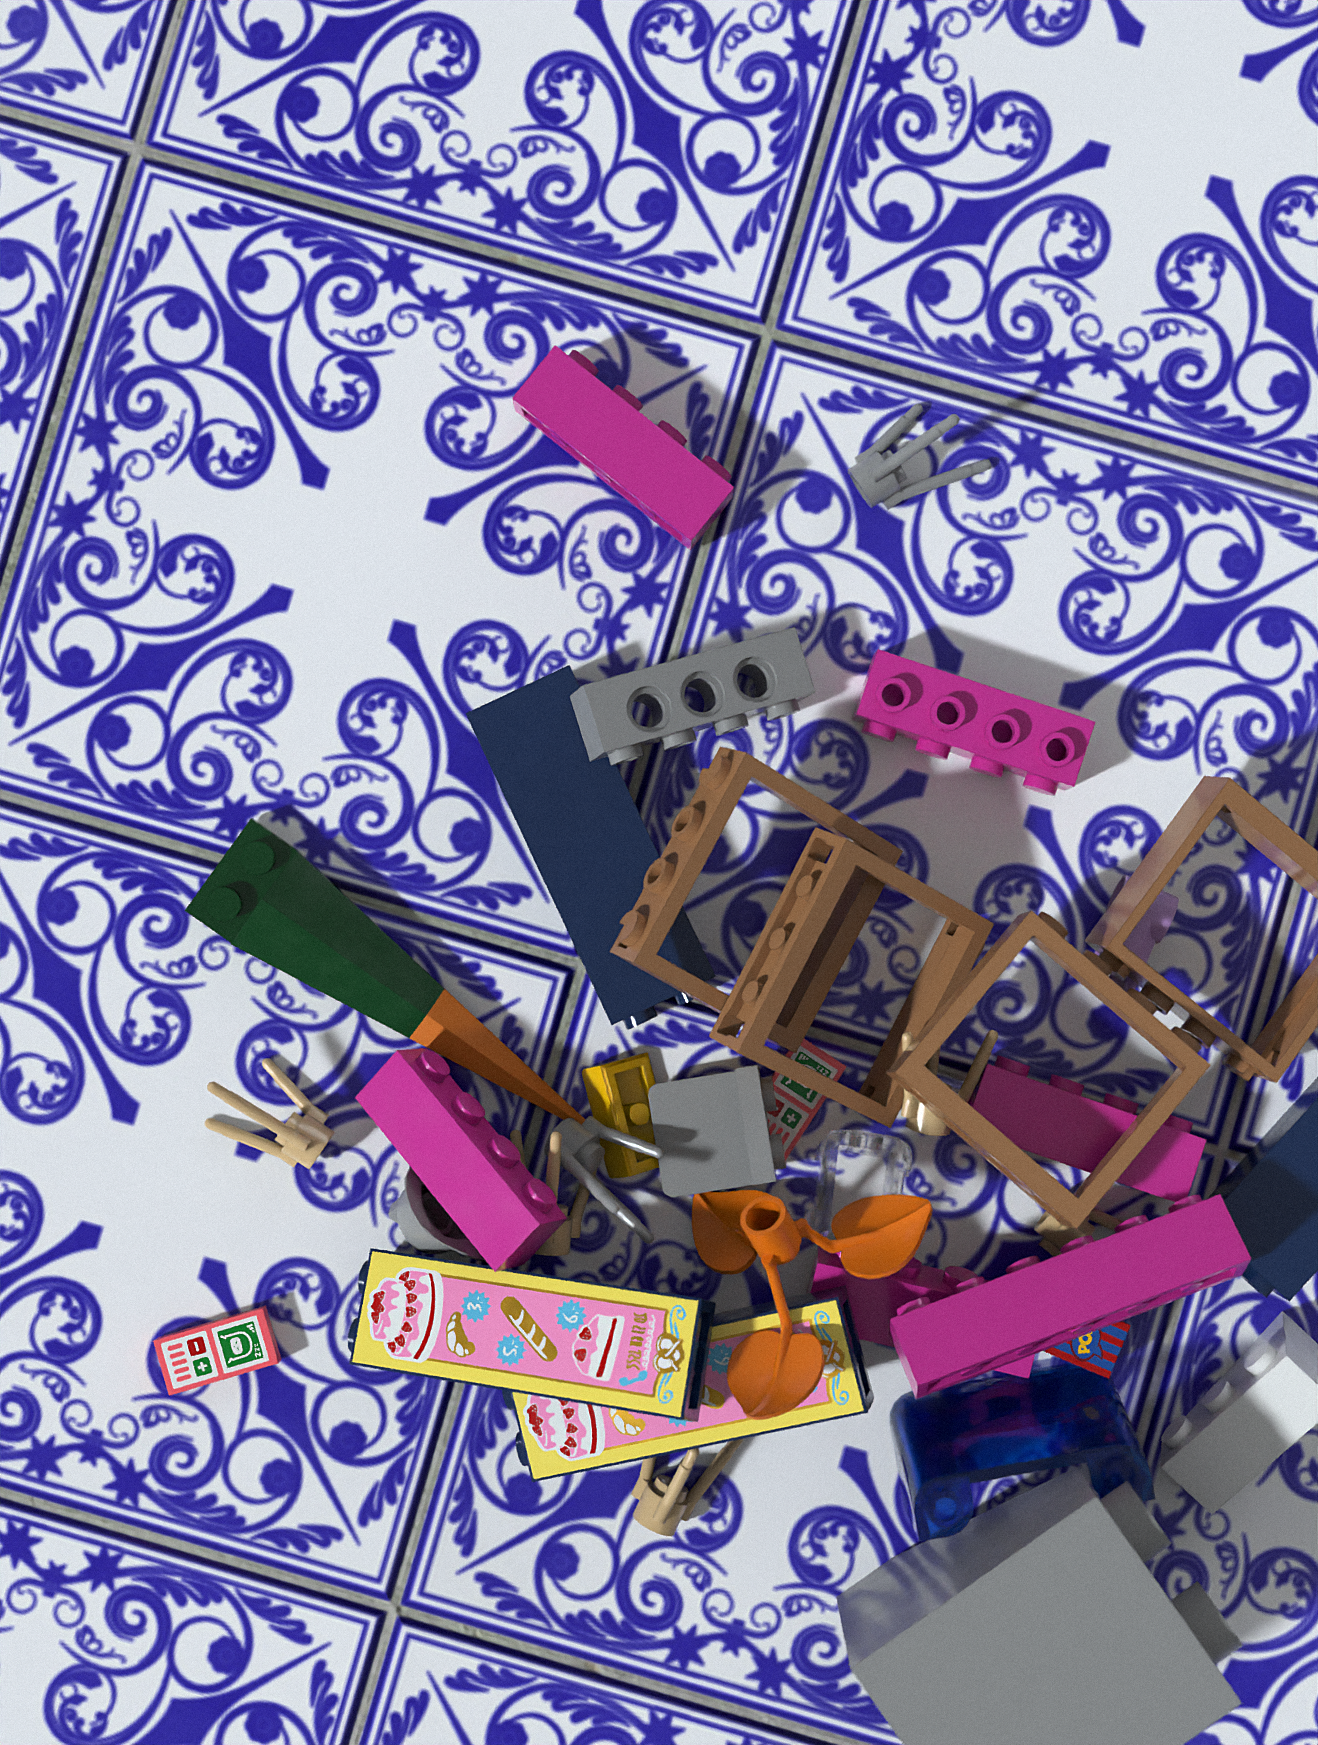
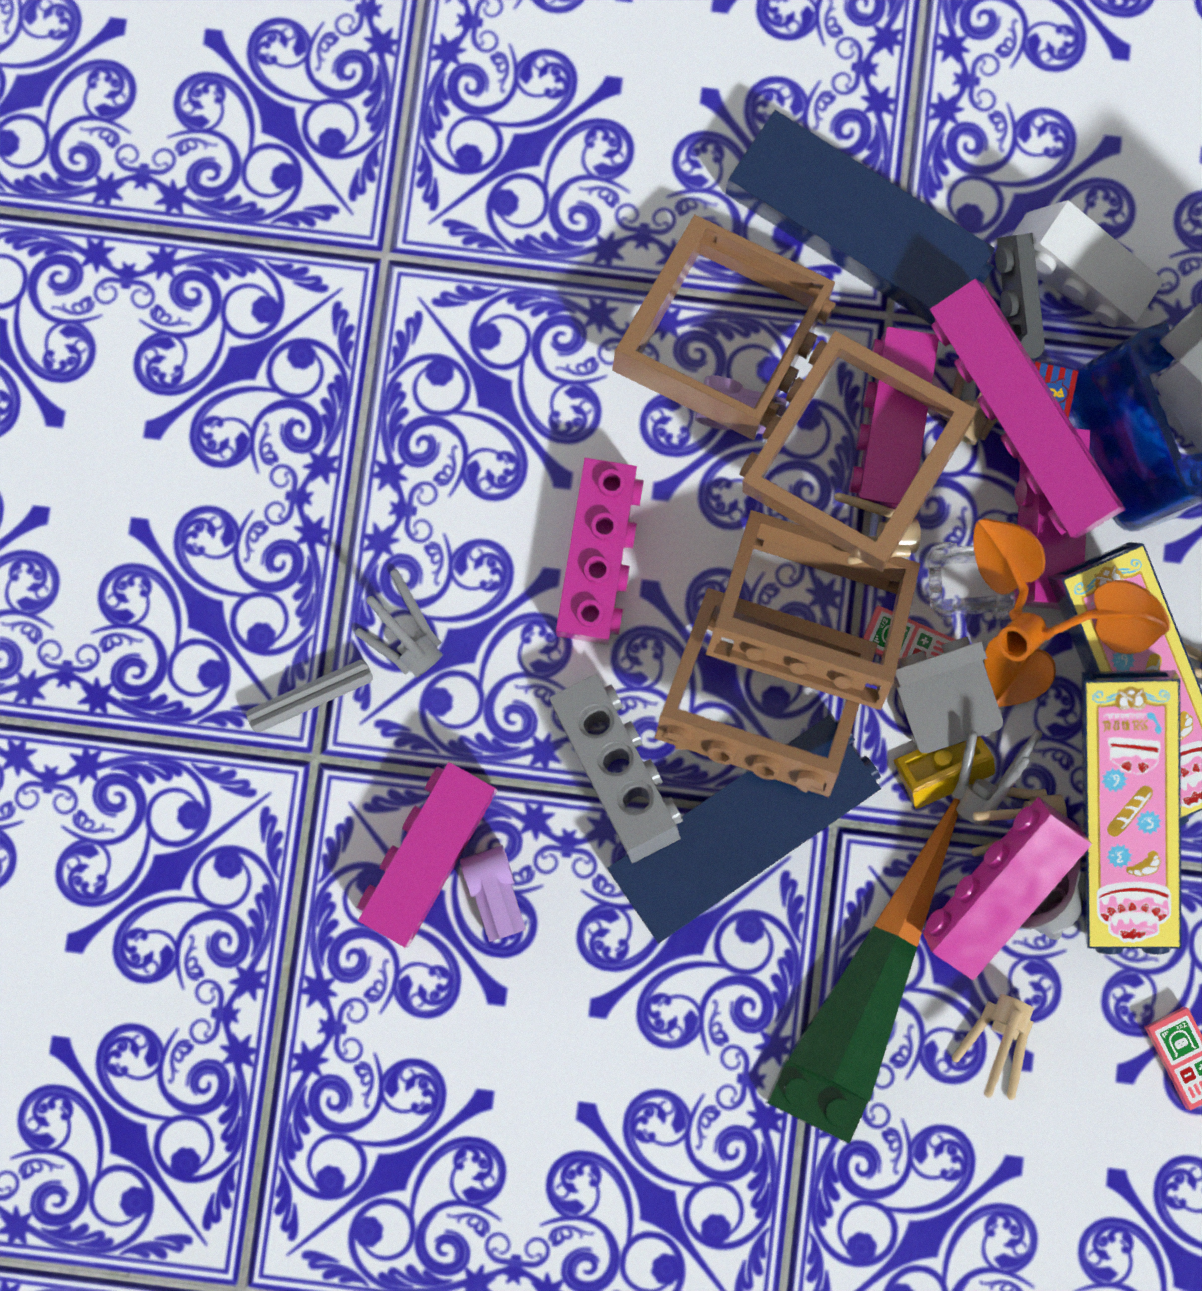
camera: 100 degrees left, 5 degrees down
(579, 521) = (491, 883): none -> lavender piece
(846, 334) = (309, 696): none -> light grey axle
(1222, 1323) = (1020, 290): none -> dark grey plate

